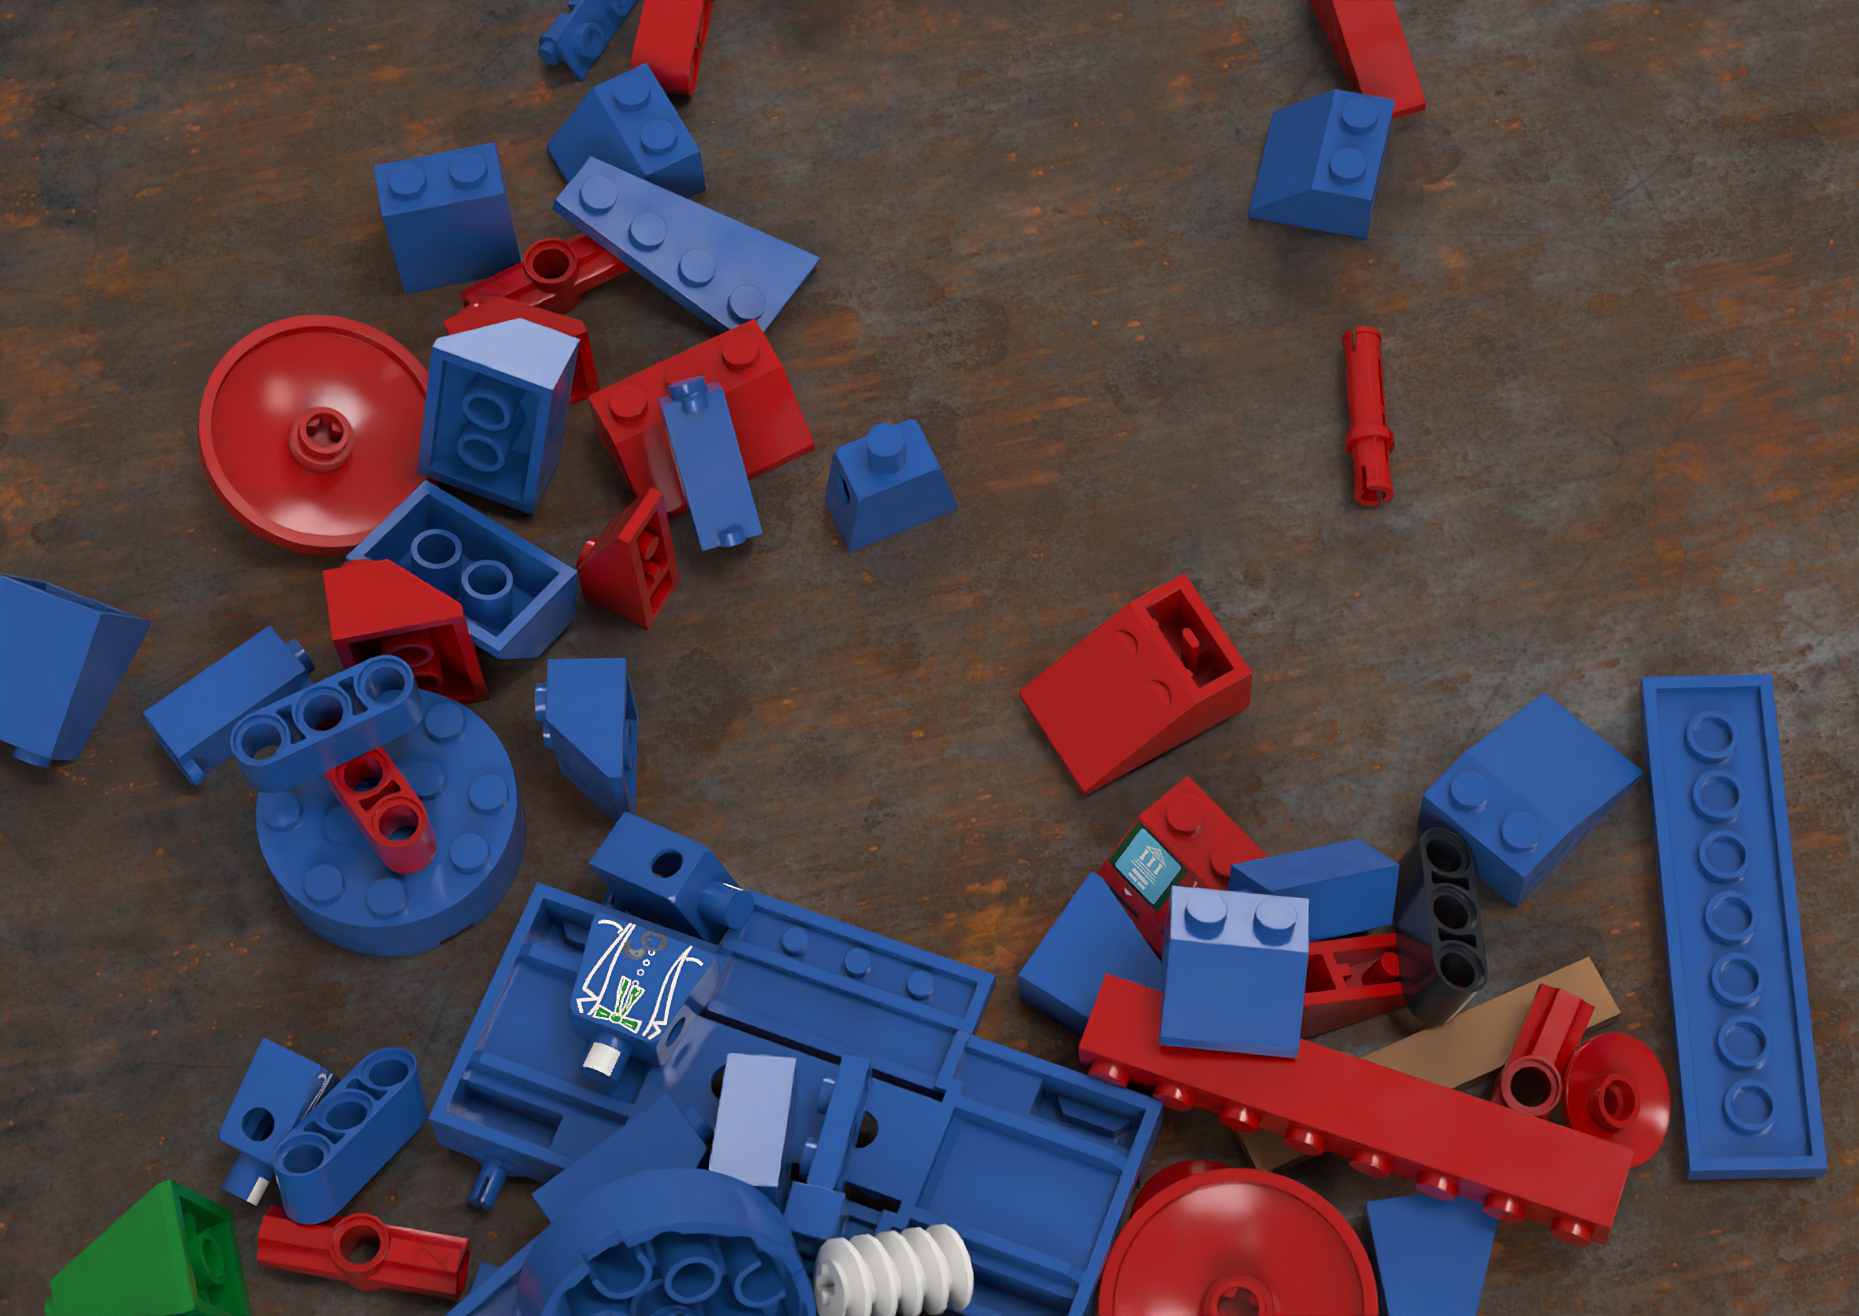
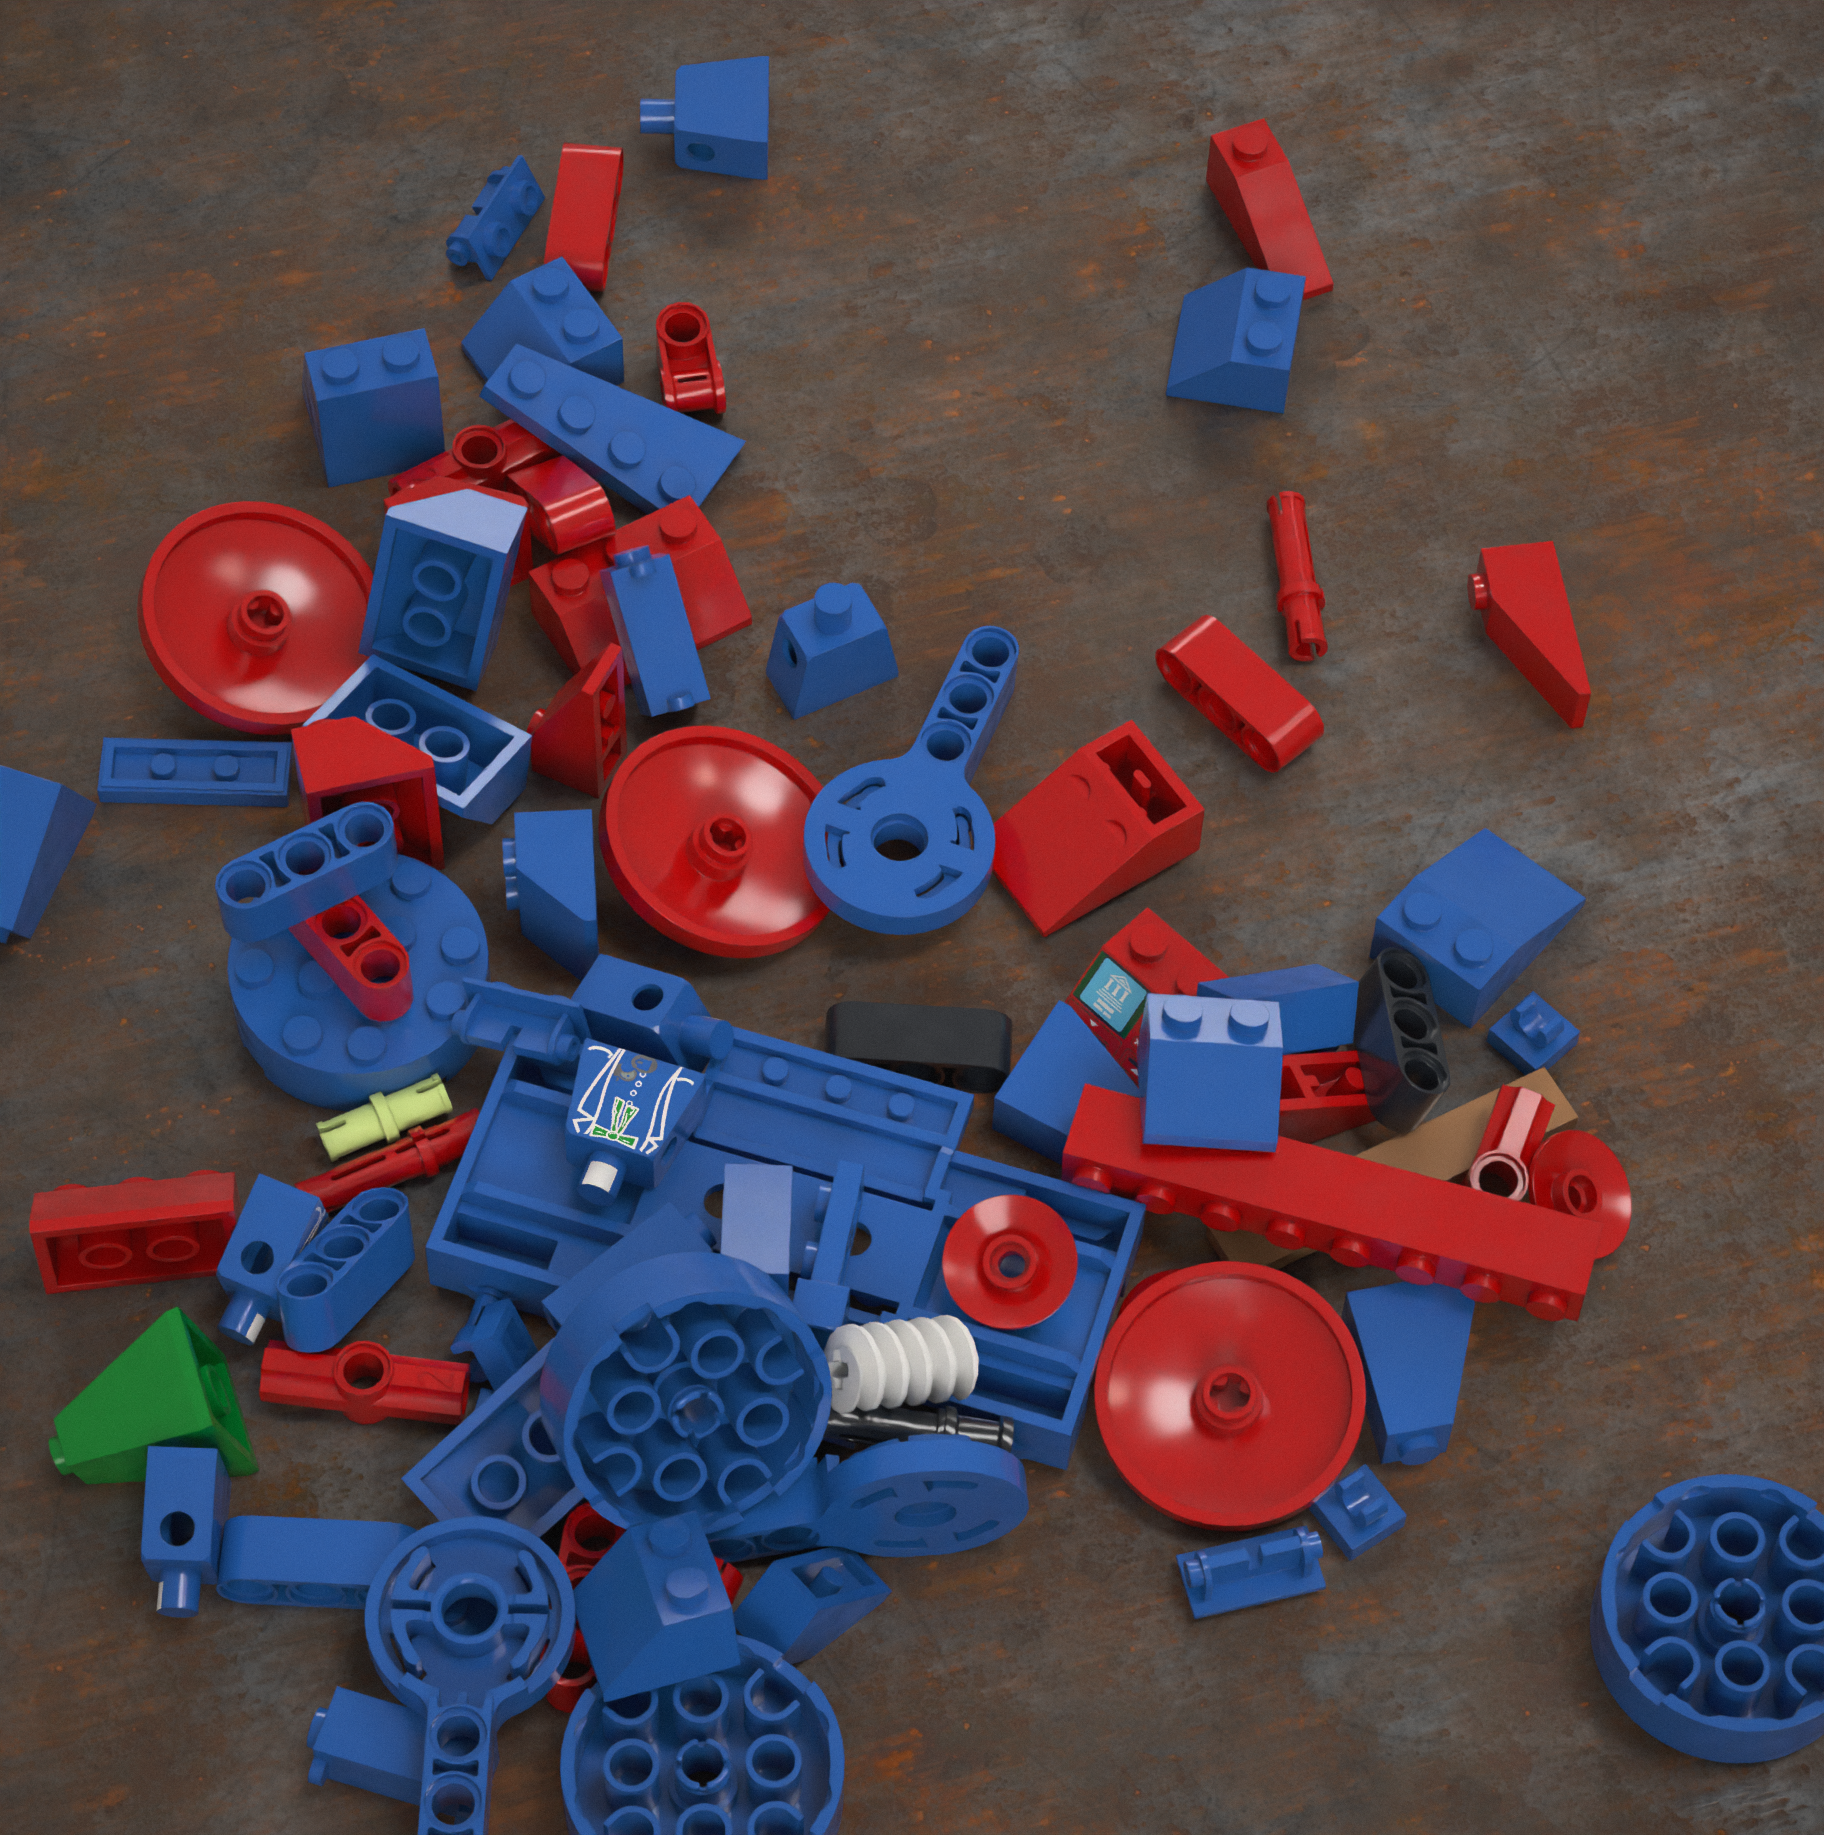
camera: 10 degrees left, 5 degrees down
(142, 1079) = (133, 1230): none -> red slope
(200, 715) = (176, 880): blue brick -> none
(241, 591) = (195, 772): none -> blue tile
(401, 1021) = (404, 1160): none -> red pin
(406, 967) = (384, 1117): none -> yellowish green pin
(499, 1219) = (498, 1343): none -> blue tile
(565, 886) = (546, 1025): none -> blue hinge
(625, 325) = (563, 503): none -> red beam
(763, 687) = (711, 841): none -> red dish
(767, 181) = (688, 370): none -> red piece
(950, 910) = (931, 1043): none -> black beam
(960, 651) = (919, 803): none -> blue beam
(981, 1159) = (1005, 1228): none -> red dish
(1300, 541) = (1239, 693): none -> red beam
(1579, 920) = (1533, 1035): none -> blue tile
(1605, 473) = (1532, 622): none -> red slope
(1731, 929) = (1679, 1036): blue plate -> none

